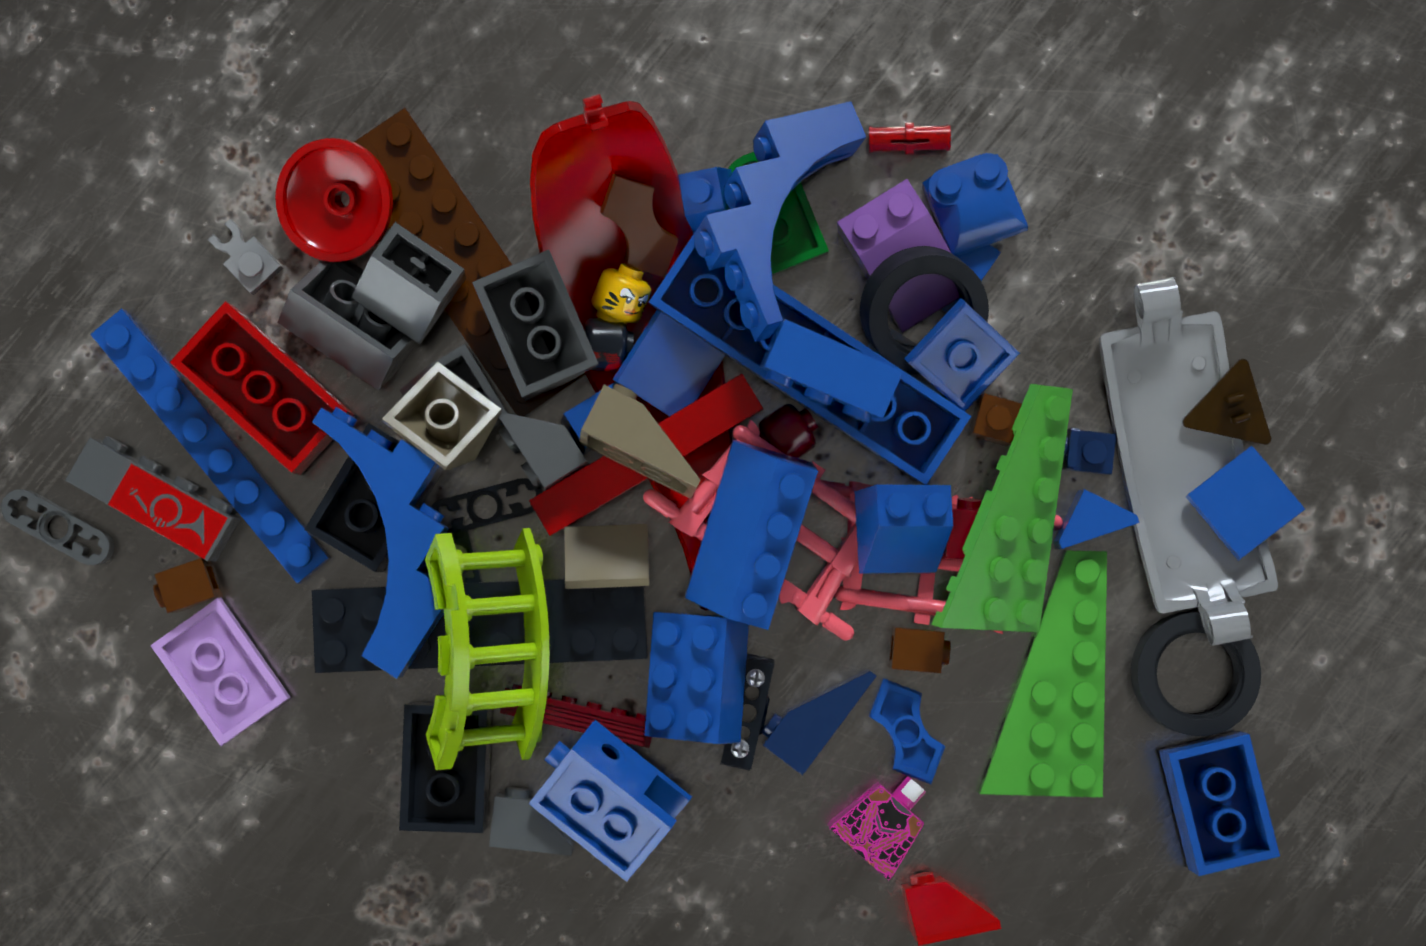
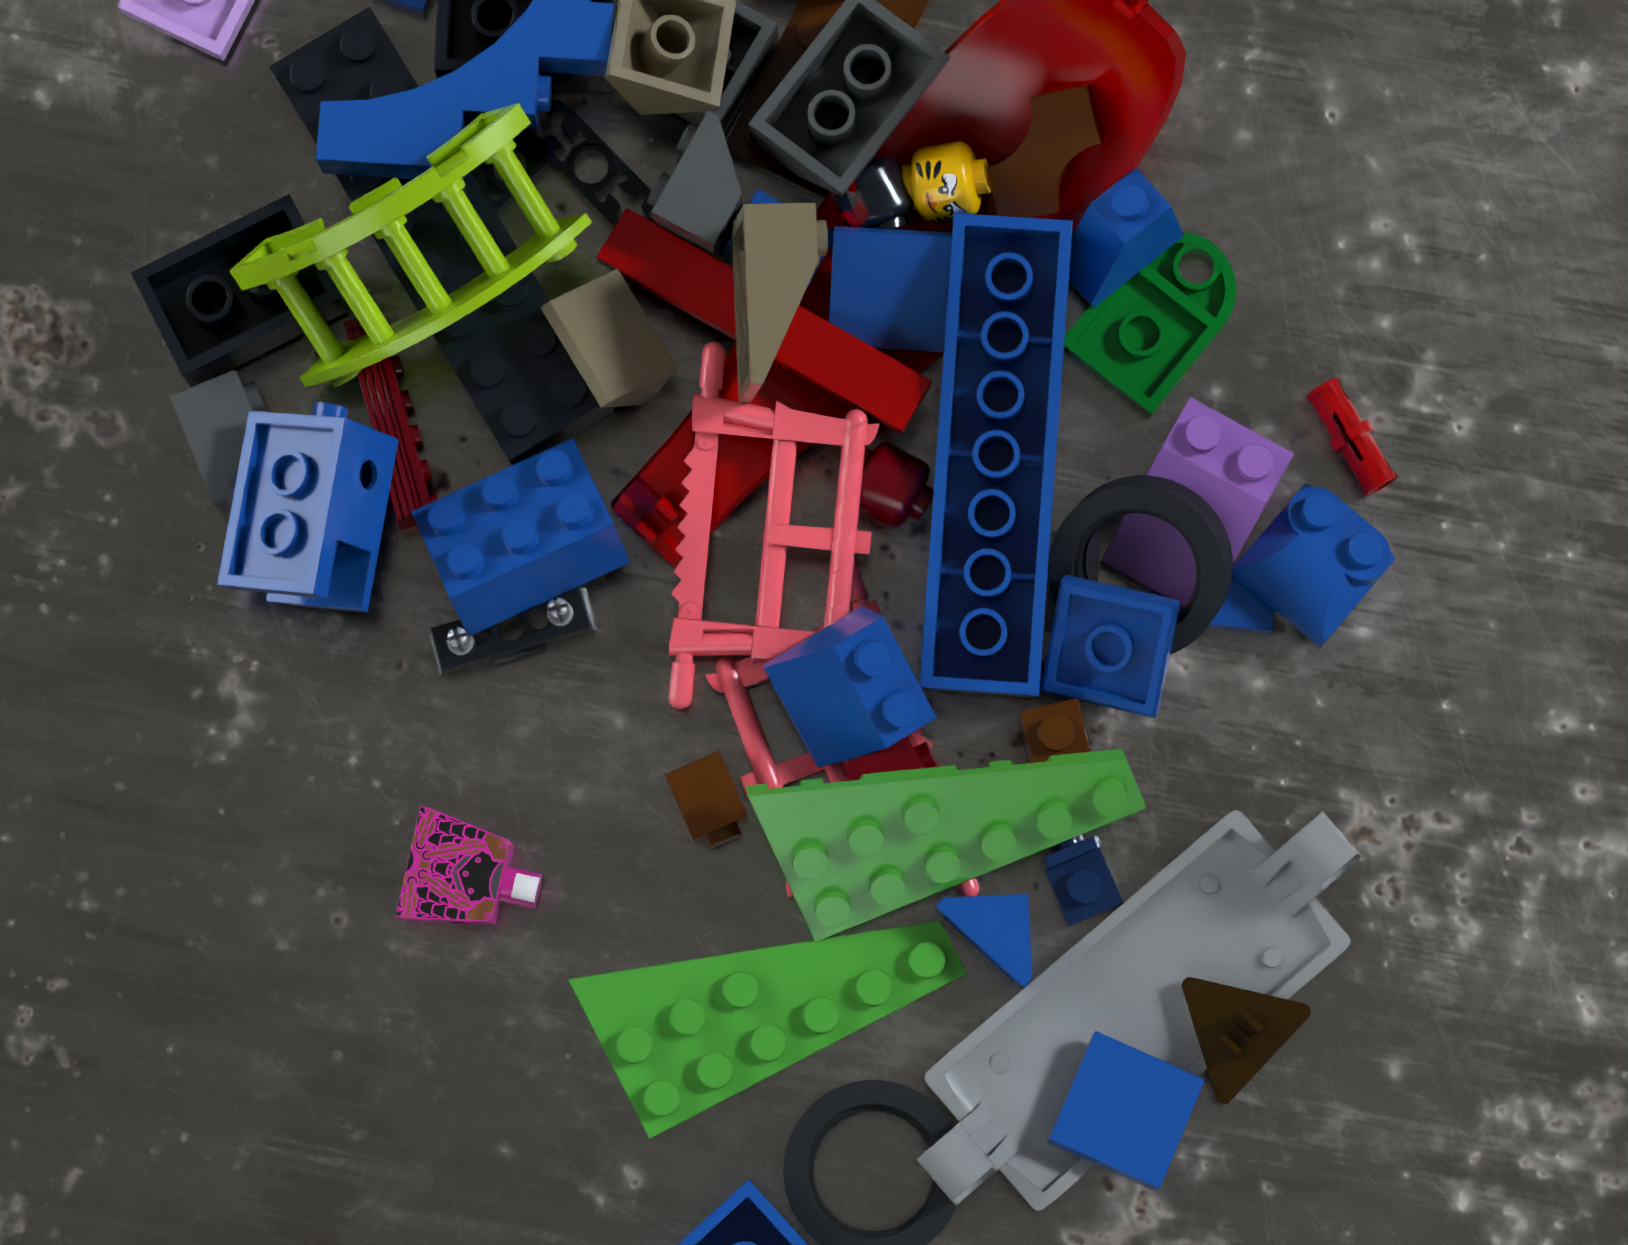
camera: 65 degrees right, 5 degrees down
(743, 235) = (1239, 289): blue arch -> none
(751, 533) = (735, 497): blue slope -> none
(808, 726) = (536, 715): dark blue slope -> none
(830, 371) = (988, 473): blue brick -> none
(899, 712) = (580, 868): blue tile -> none
(943, 911) = (396, 1005): red slope -> none

